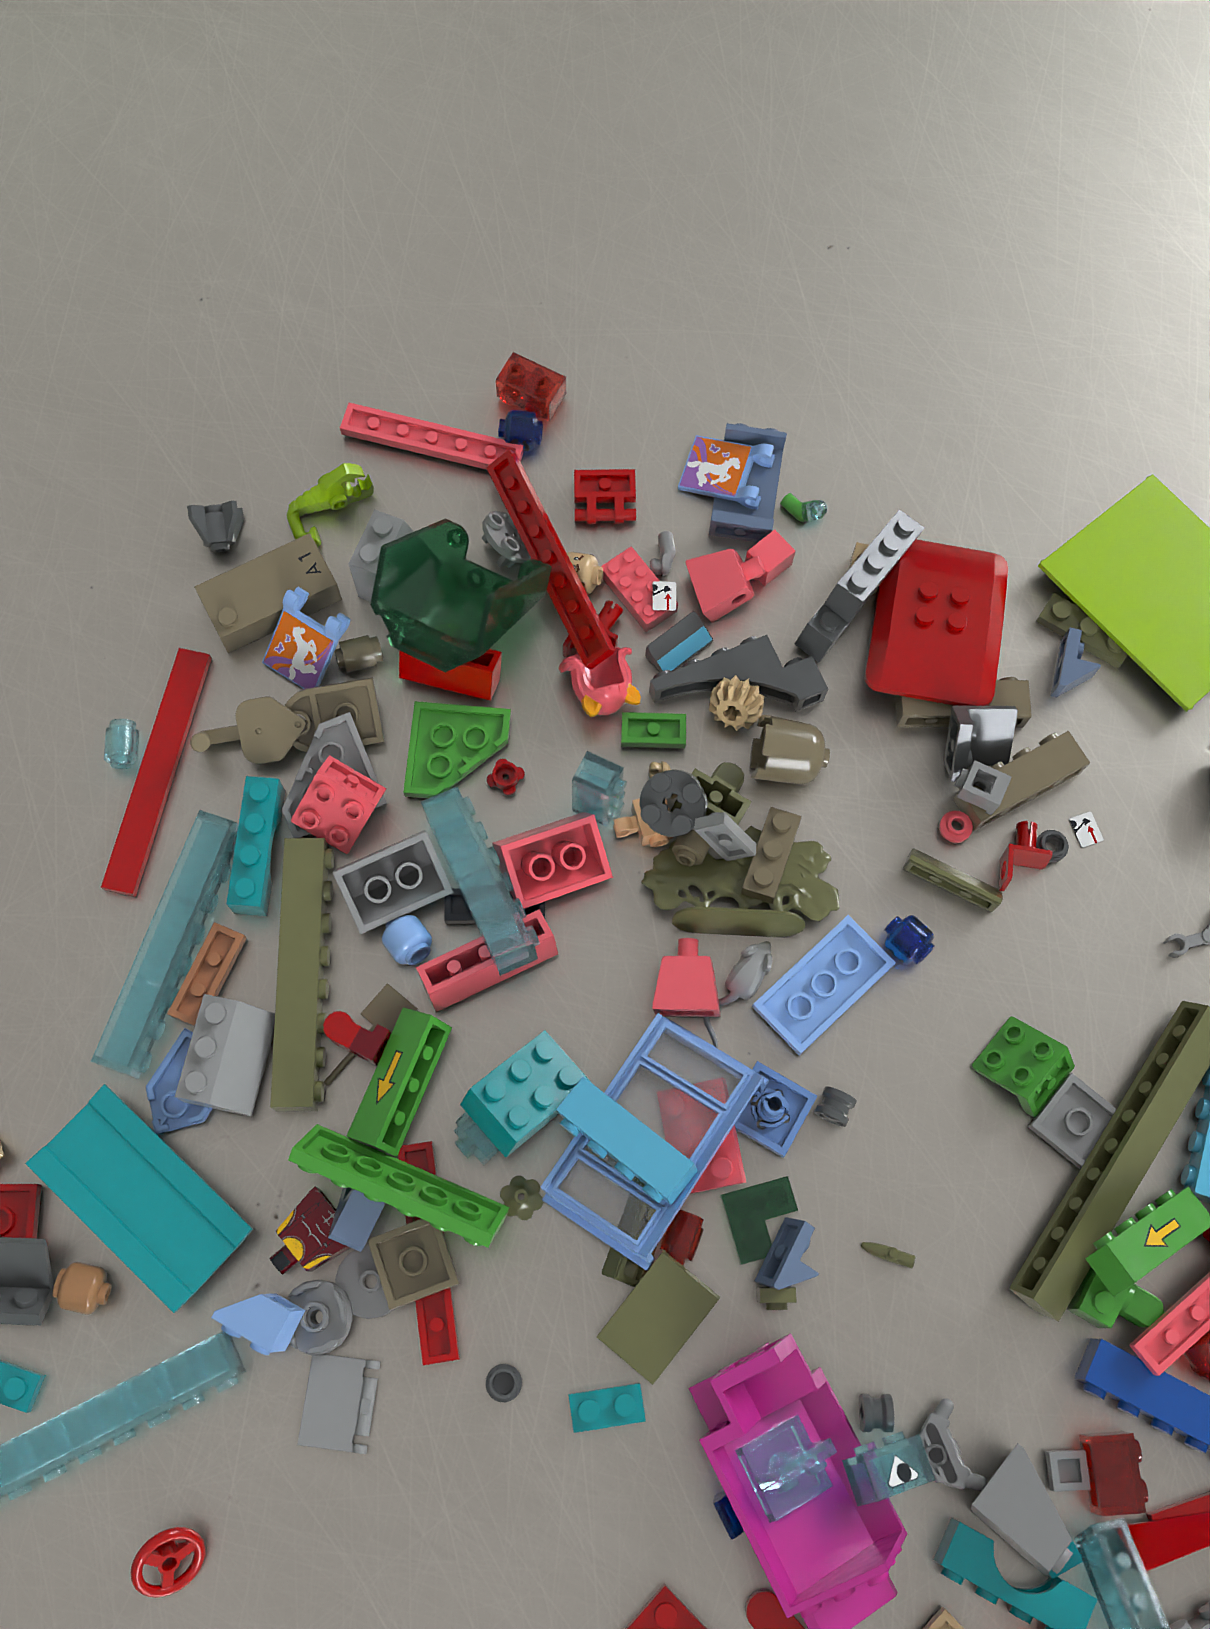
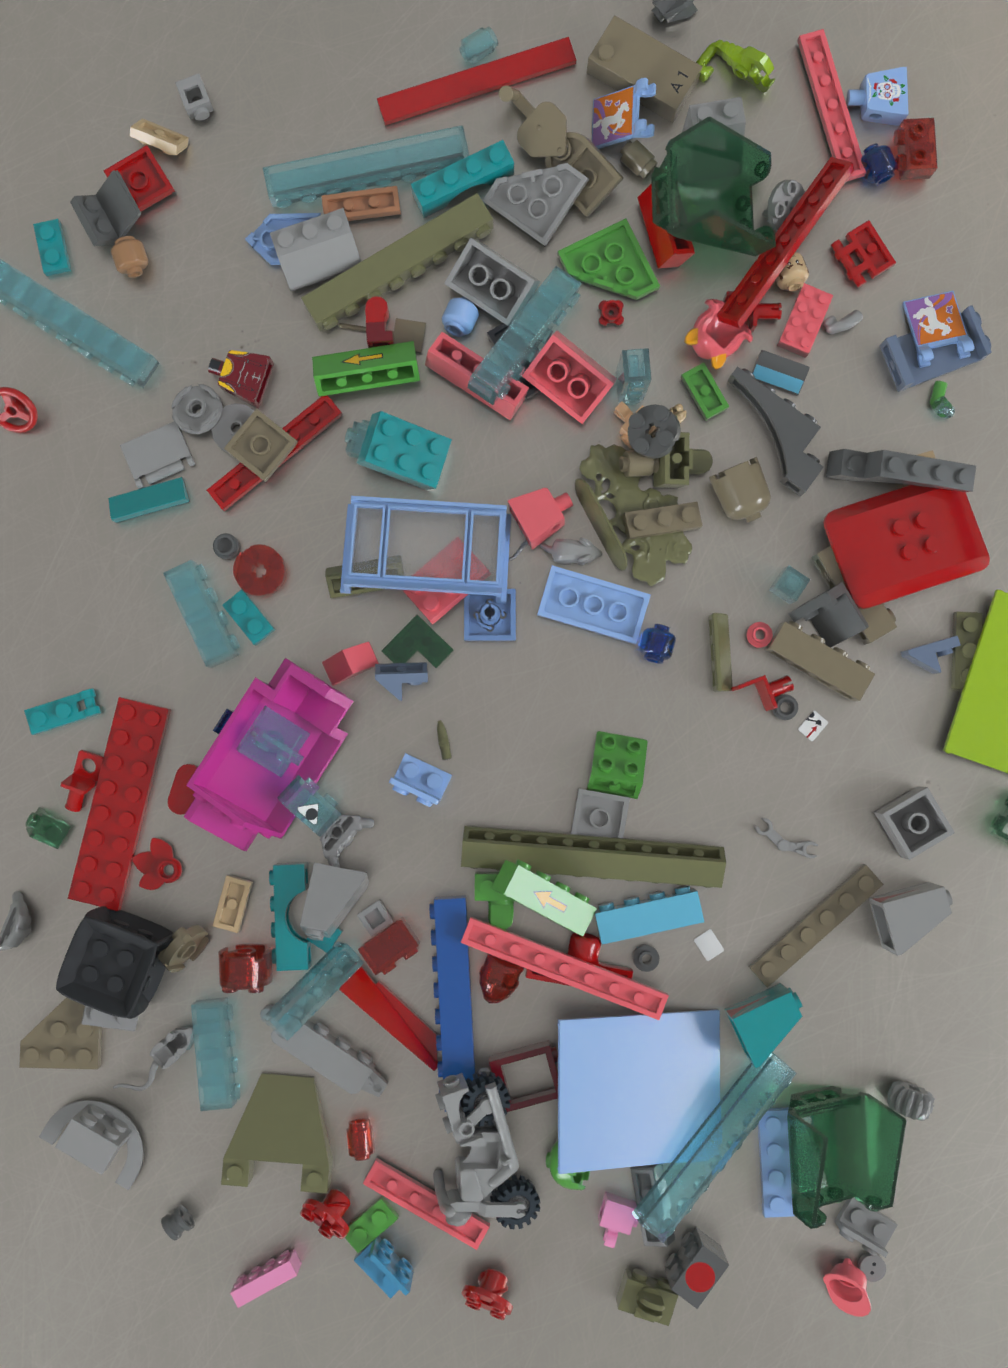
camera: 65 degrees right, 15 degrees up
(140, 1198) = (200, 254): teal hinge -> none
(263, 1320) = (174, 377): light blue slope -> none
(337, 804) = (522, 212): coral bracket -> none
(354, 1219) = (270, 391): sand blue slope -> none
(386, 1450) = (148, 500): none -> teal slope
(399, 1185) = (299, 406): bright green plate -> none
(456, 388) = (882, 96): none -> light blue torso
(531, 1202) = (342, 497): olive plant -> none
(561, 1379) = (248, 580): none -> clear red plate
(571, 1466) = (202, 614): none -> clear light blue brick
(627, 1141) = (408, 529): medium azure brick -> none
(658, 1317) = (318, 616): olive tile -> none
(664, 596) = (808, 340): white sticker -> none
(683, 1237) = (375, 604): clear red brick -> none
(723, 581) = (844, 374): coral torso -> none
(725, 836) = (652, 479): light grey plate -> none
(735, 1312) = (350, 662): none -> coral slope
(736, 703) = (756, 435): tan gear -> none
(775, 556) = (884, 396): coral brick -> none
(775, 1298) = (371, 684): olive plate -> none
(835, 1106) = (516, 655): dark grey wheel -> none
(876, 1413) = (340, 782): dark grey wheel -> none
(919, 763) = (789, 584): none -> clear light blue brick
(925, 1310) = (421, 780): none -> light blue bracket
(989, 780) = (800, 640): light grey brick -> none

